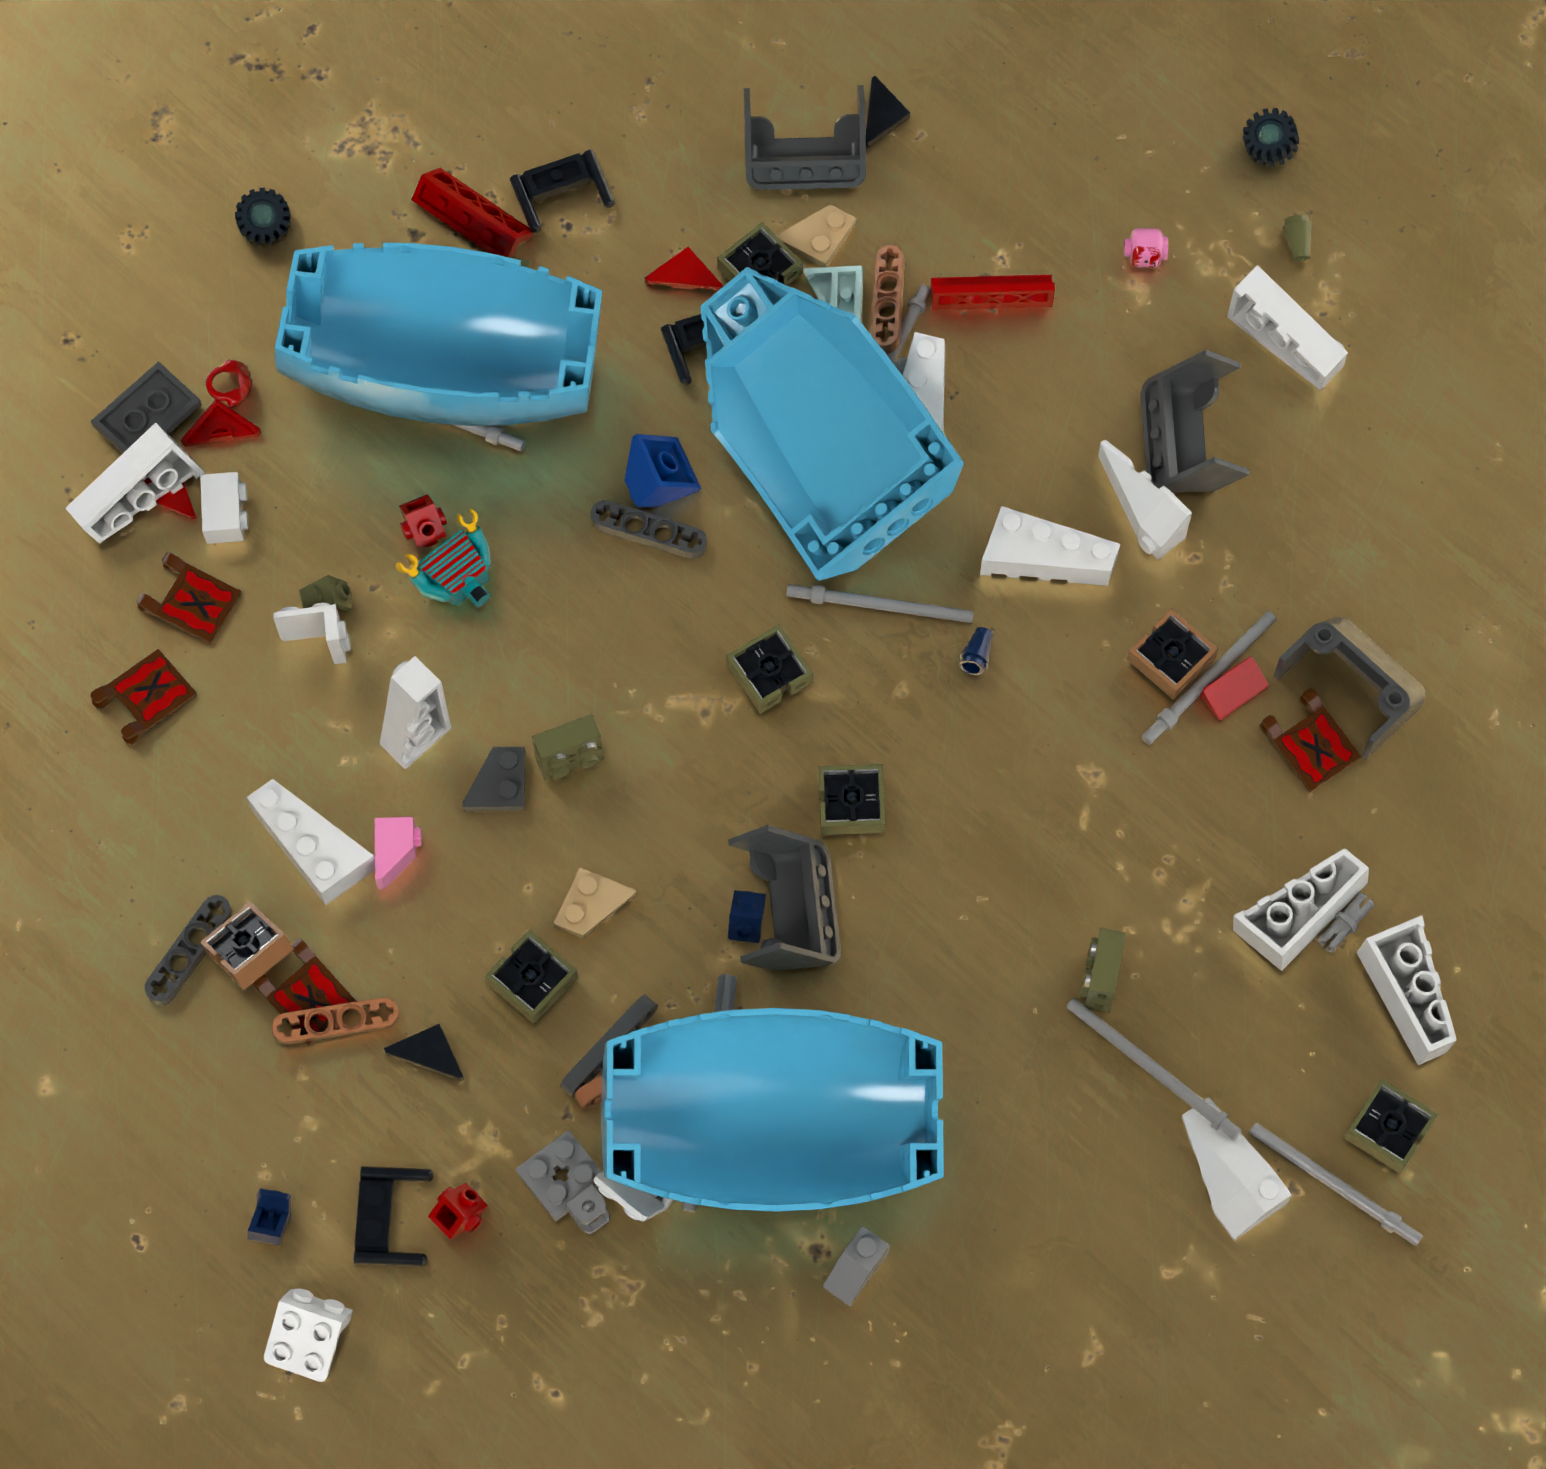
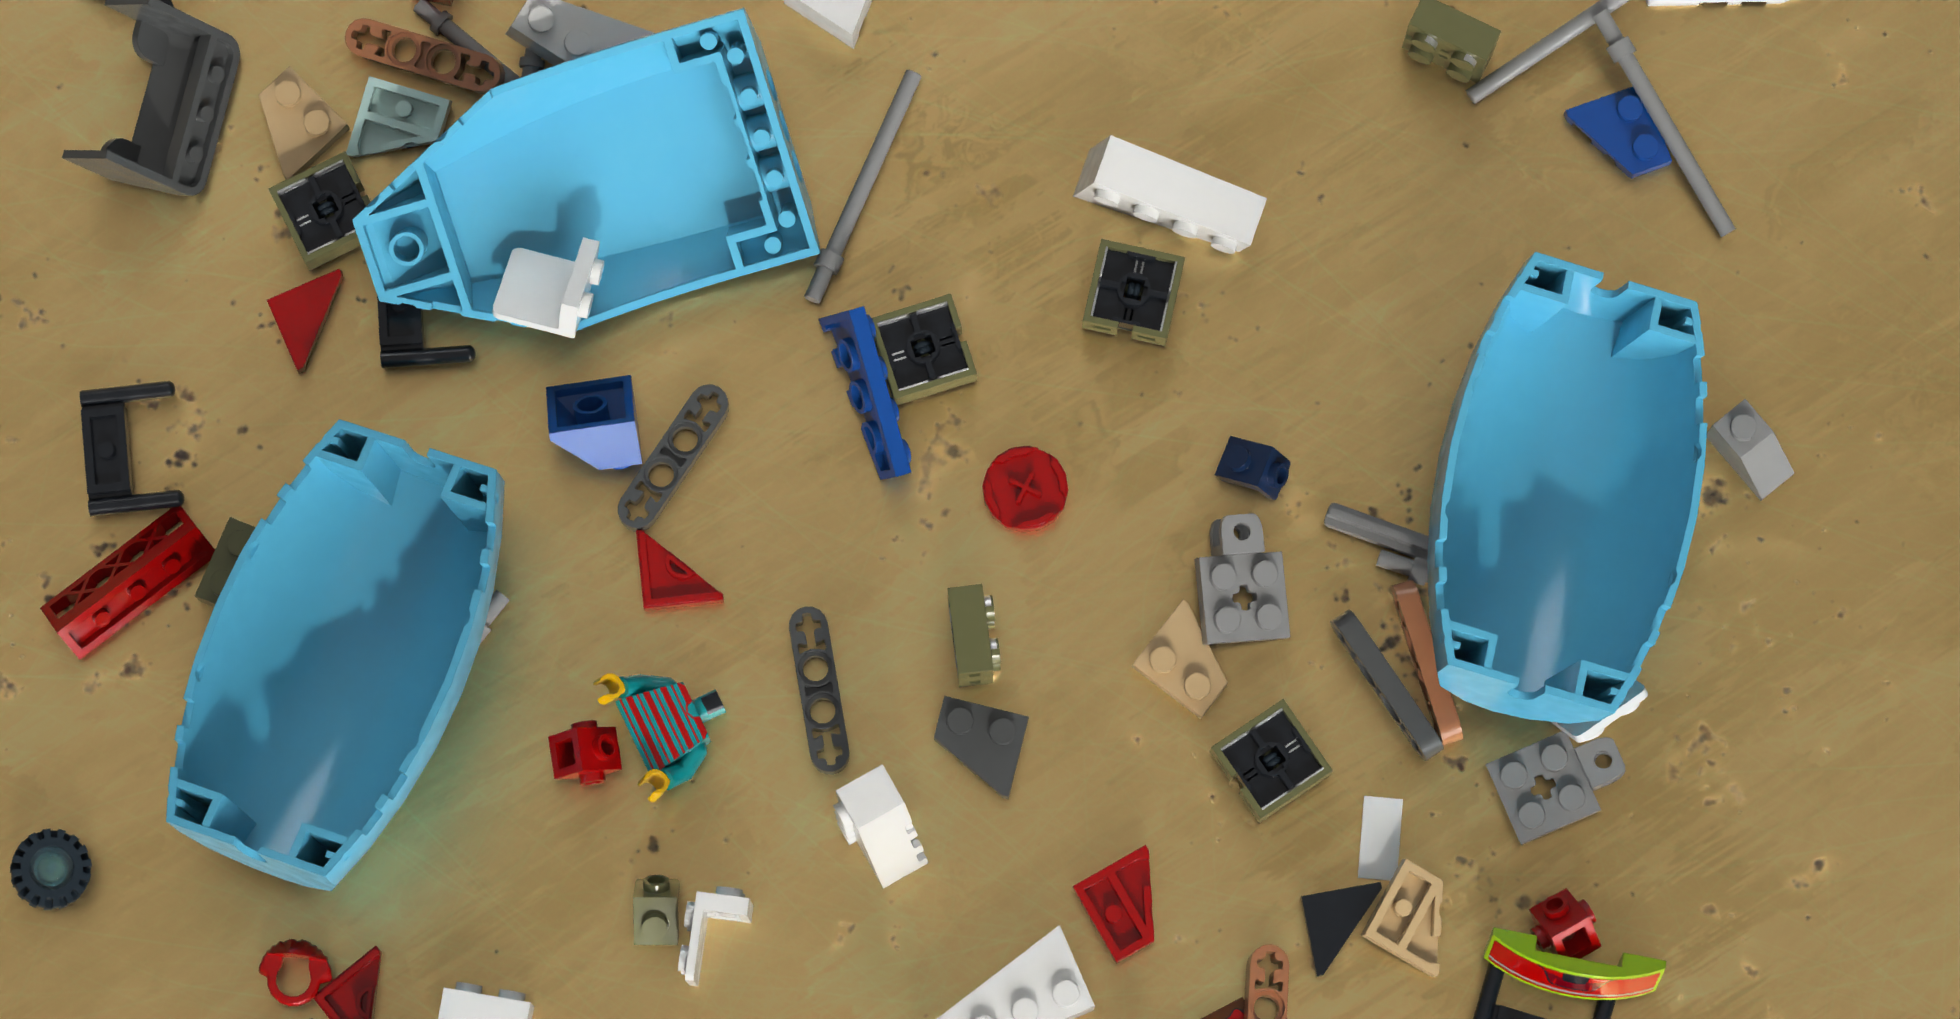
camera: 75 degrees left, 10 degrees up
(394, 847) = (1043, 898): bright pink slope -> none
(403, 901) = (1121, 904): none -> red wing
(431, 1266) = (1569, 976): none -> slope
(441, 1103) = (1409, 917): none -> tan wing
(497, 1072) = (1380, 837): none -> white sticker
(505, 659) = (823, 689): none -> dark grey beam
(562, 548) = (668, 580): none -> red tile
(670, 923) = (1236, 564): none -> light grey plate
(689, 766) = (1025, 489): none -> red tile
(716, 649) = (868, 389): none -> blue wing
(738, 408) = (549, 290): none -> white bracket
(799, 896) = (1261, 398): dark grey windscreen -> none
(929, 806) = (1169, 195): none -> white wedge
(976, 653) = (968, 80): dark blue cone -> none
(1078, 1119) = (1623, 131): none -> blue wing
(1133, 1097) = (1621, 51): none -> light grey bar

